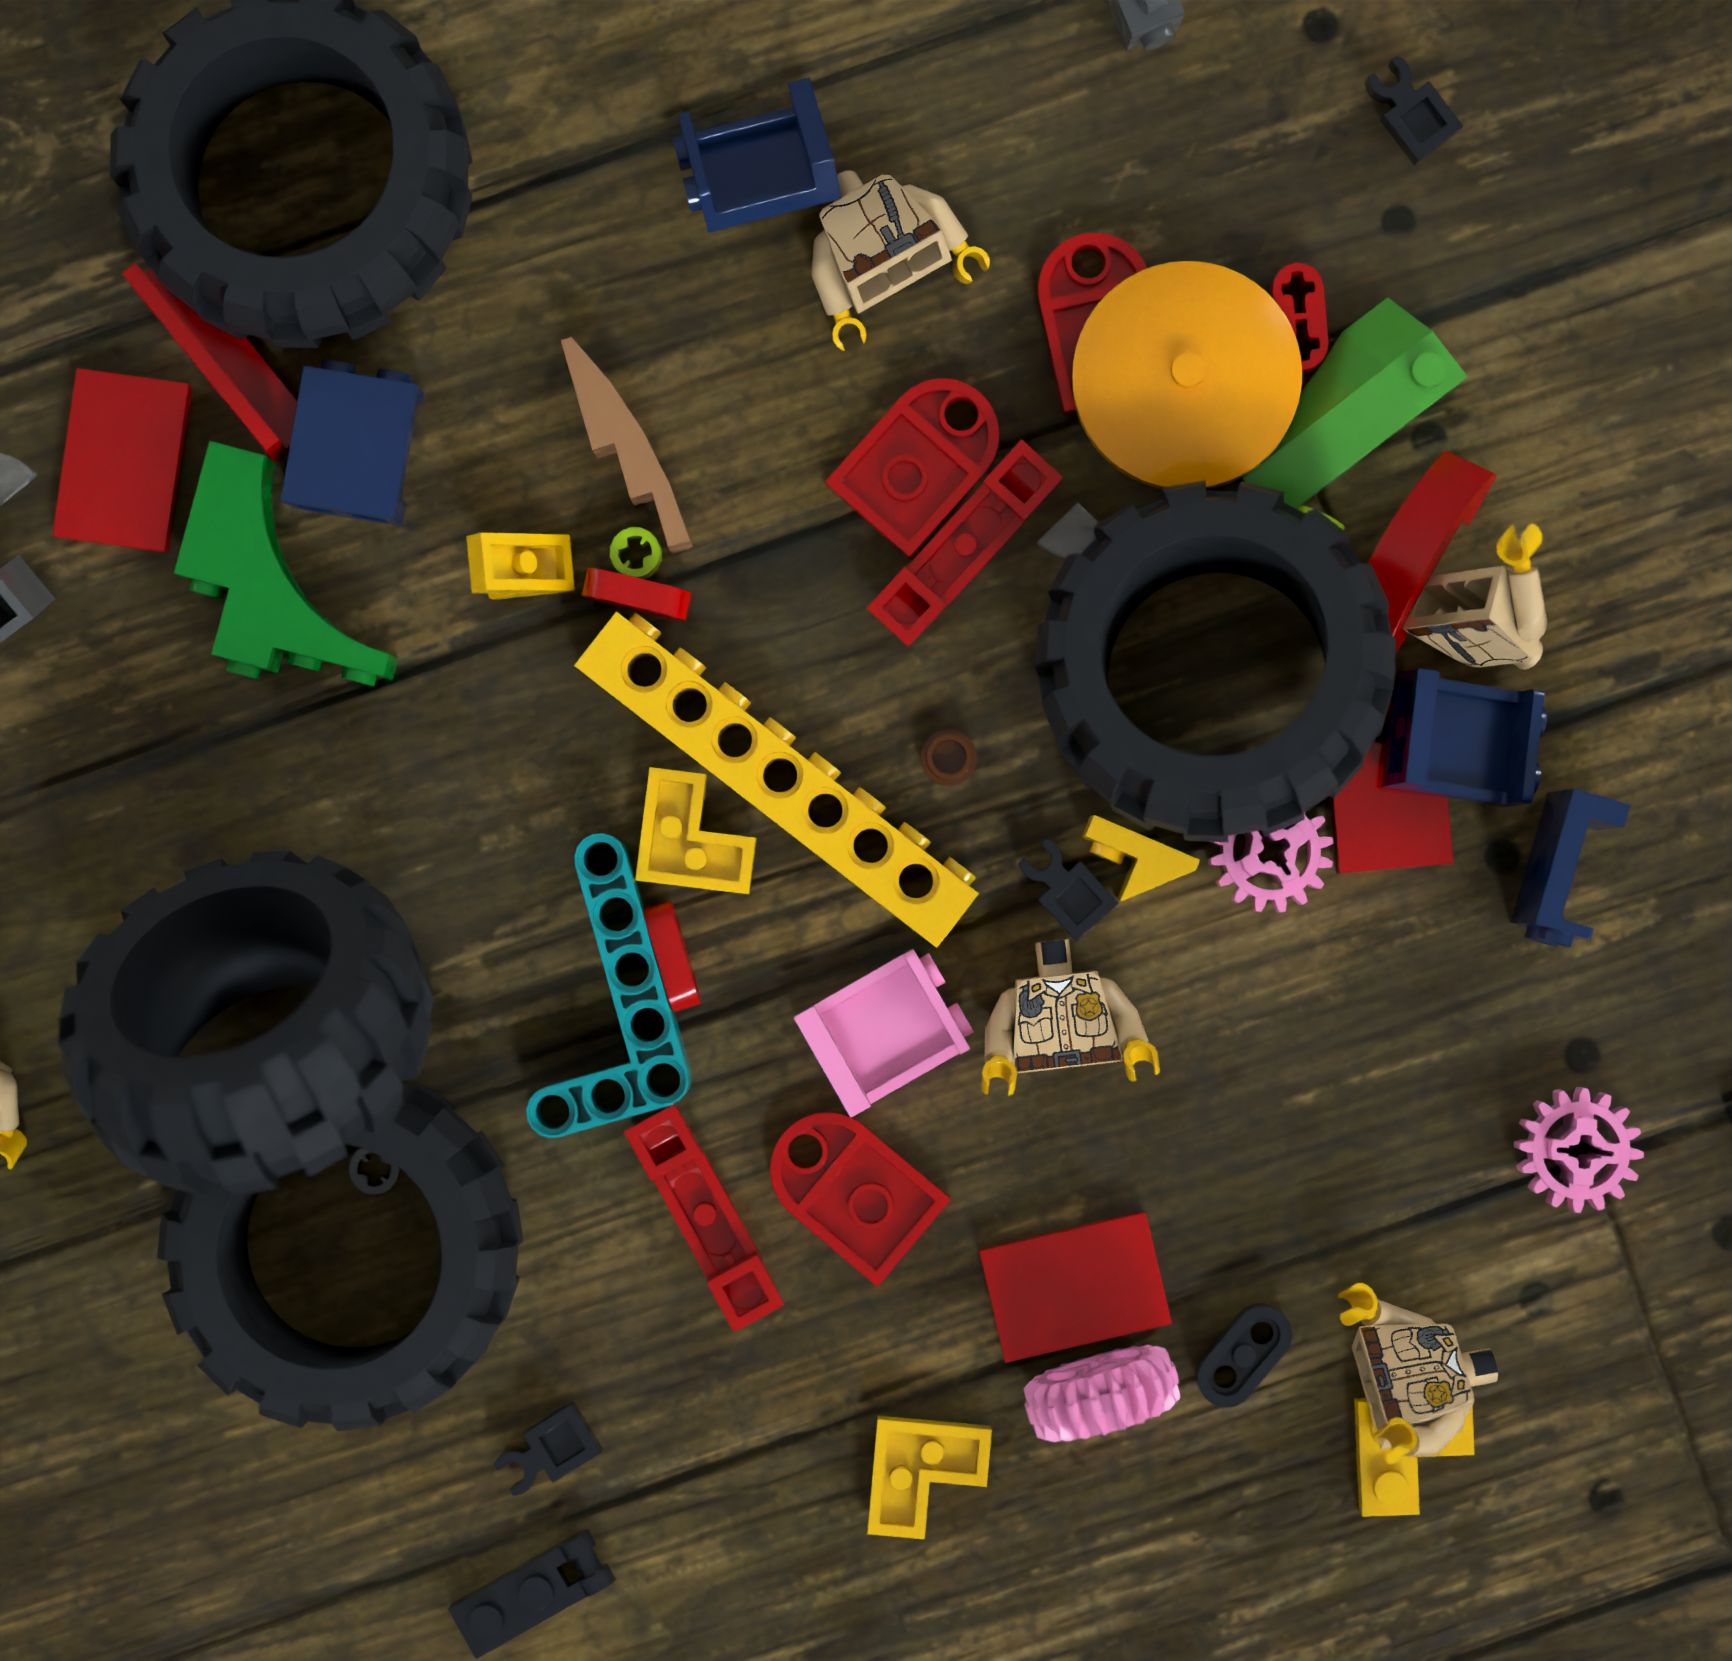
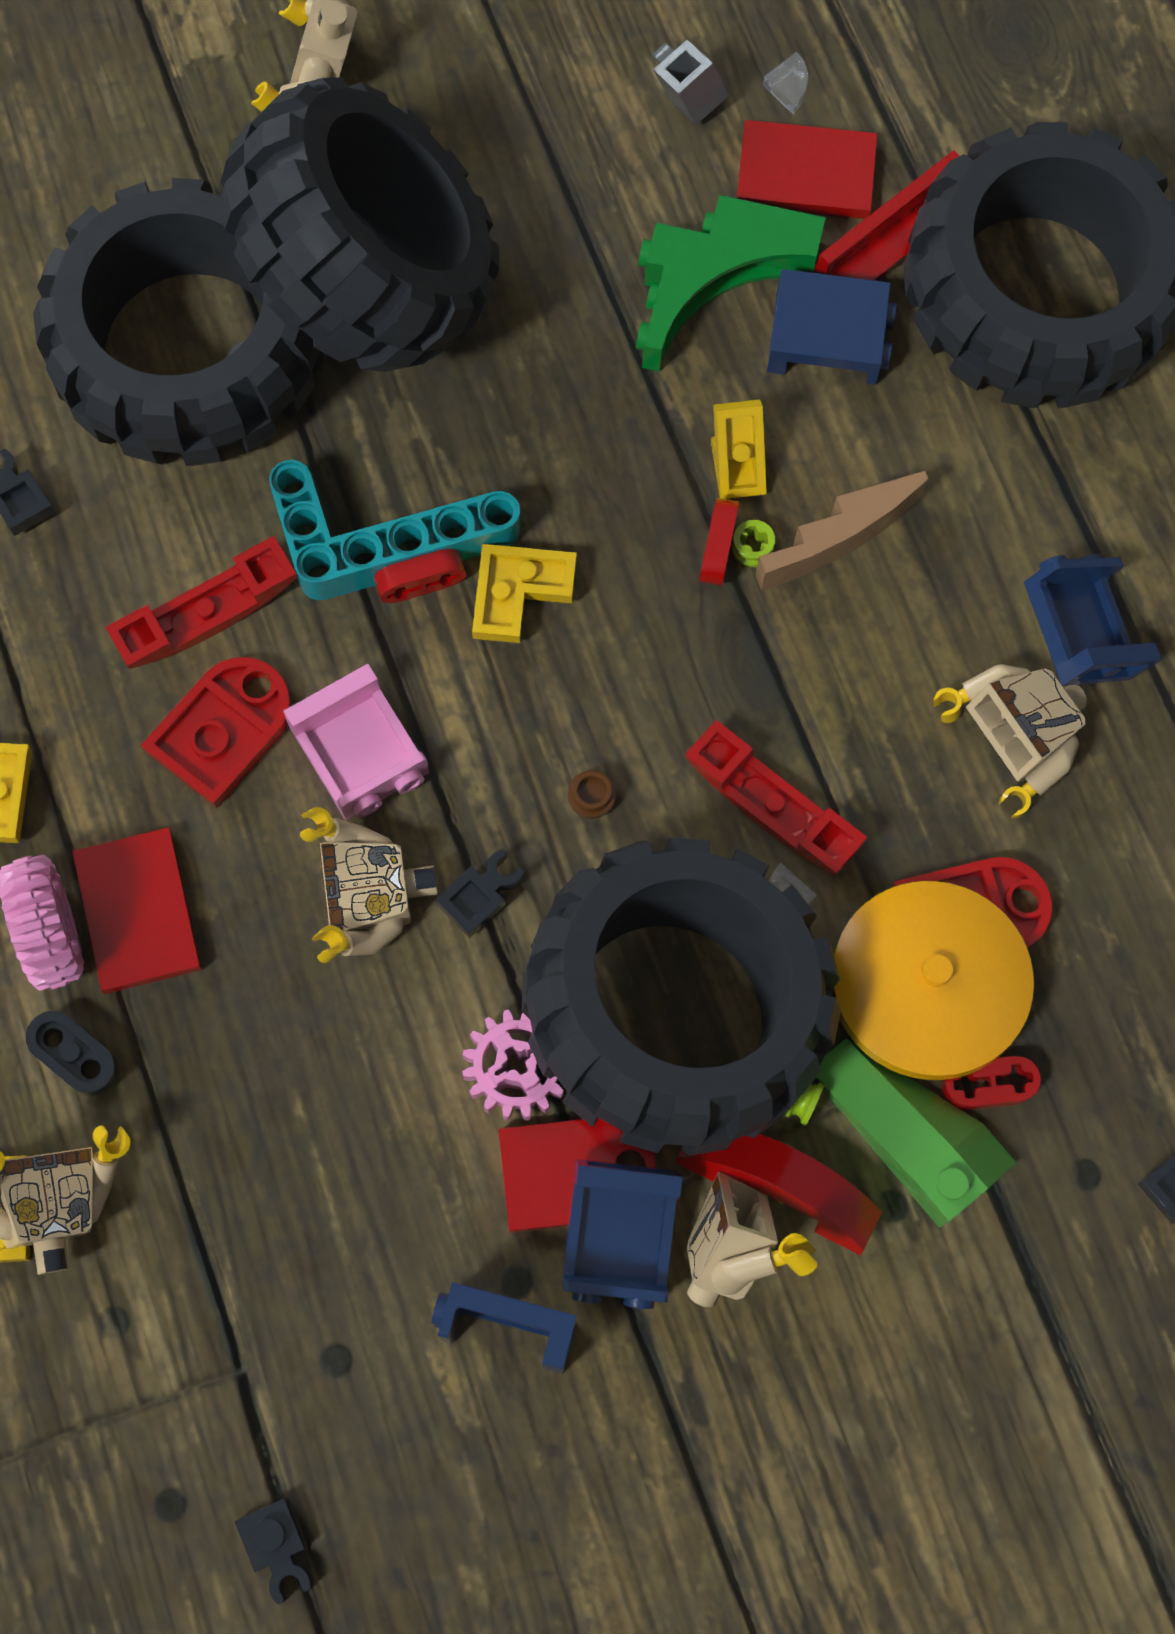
camera: 80 degrees right, 15 degrees down
(610, 663) = (659, 522): yellow brick -> none
(915, 465) = (841, 762): red tile -> none
(1152, 861) = (506, 961): yellow slope -> none
(1580, 1171) = (247, 1376): bright pink gear -> none

